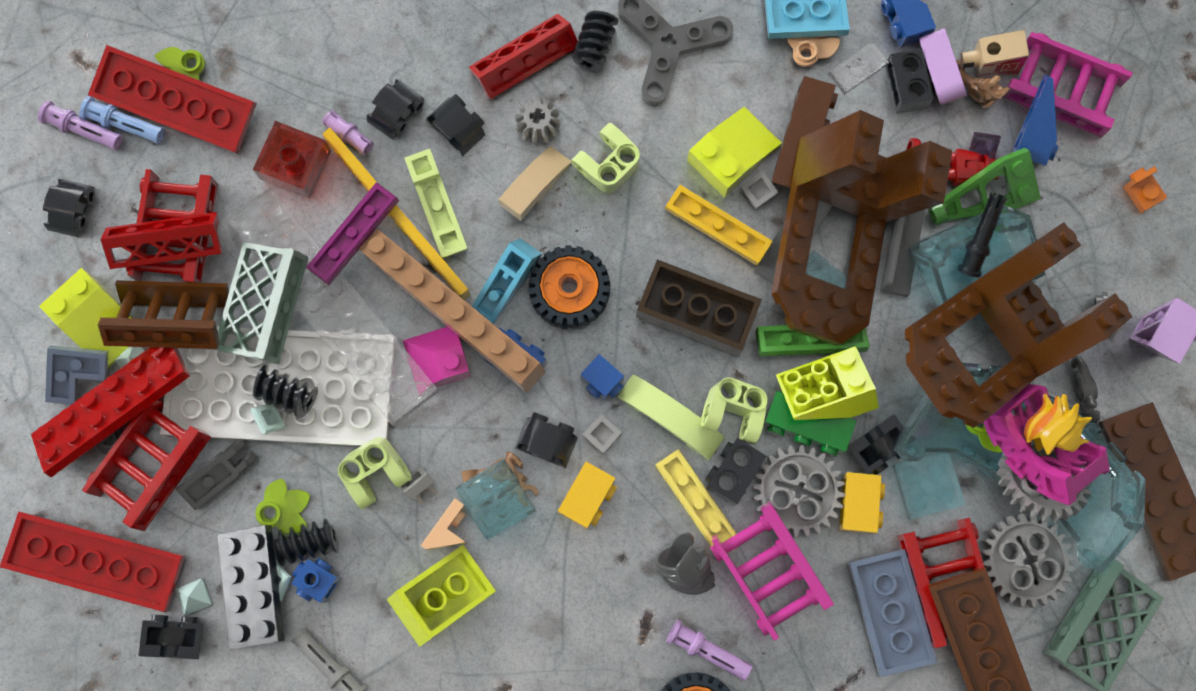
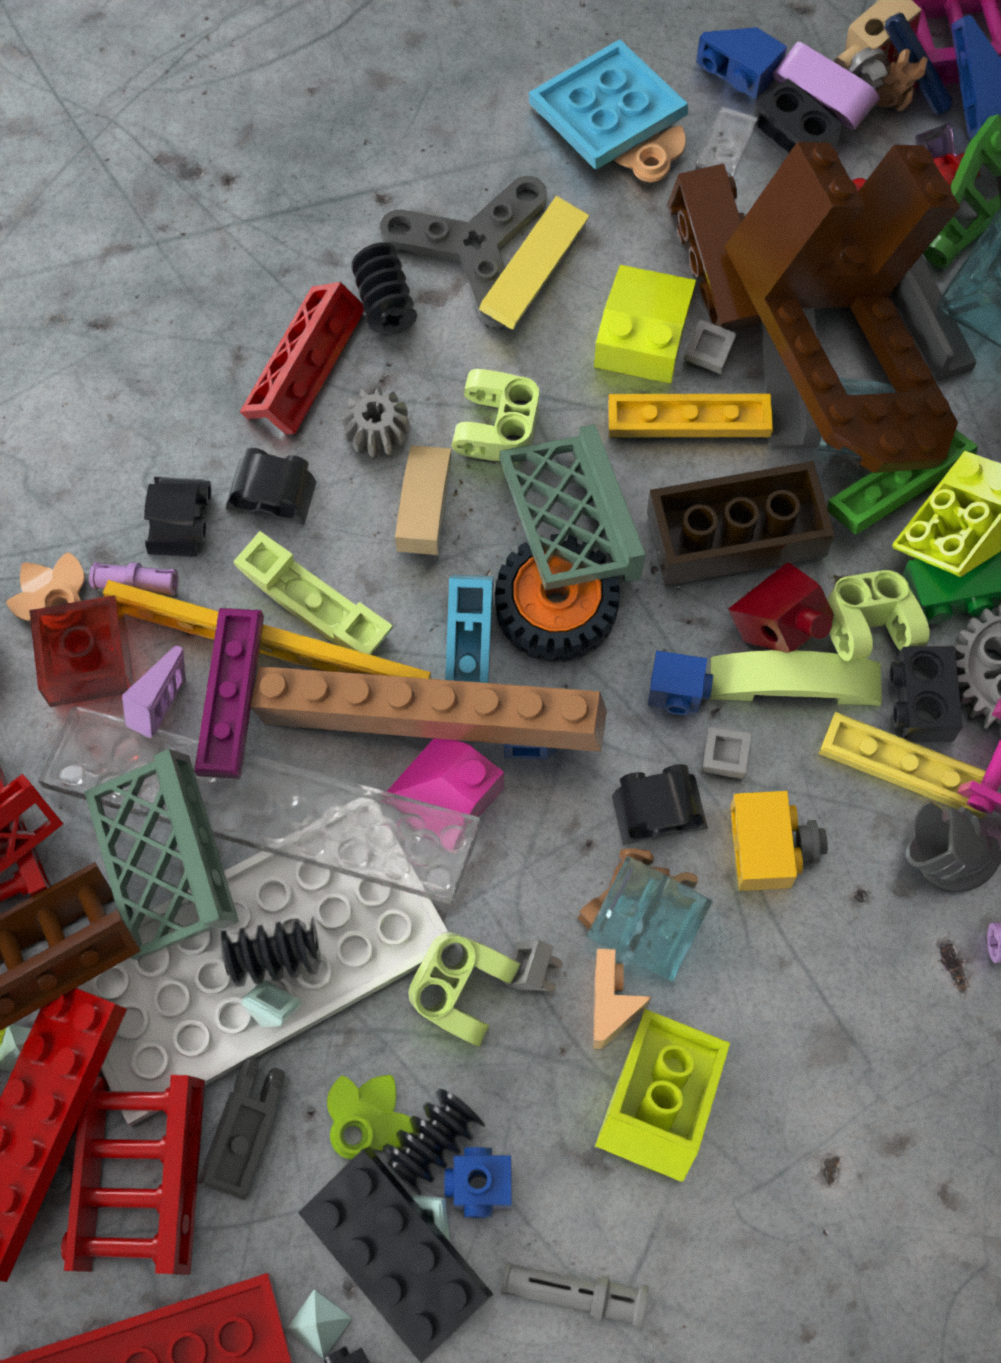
camera: 30 degrees left, 10 degrees down
(300, 109) = (47, 587): none -> light nougat plate
(313, 209) = (153, 694): none -> lavender slope
(612, 513) = (812, 841): none -> dark grey plate
(631, 250) = (607, 508): none -> sand green fence
(686, 375) = (783, 611): none -> dark red torso
(693, 76) = (534, 262): none -> light yellow tile
(972, 69) = (869, 66): none -> light grey plate
(1008, 102) = (930, 84): none -> dark blue axle

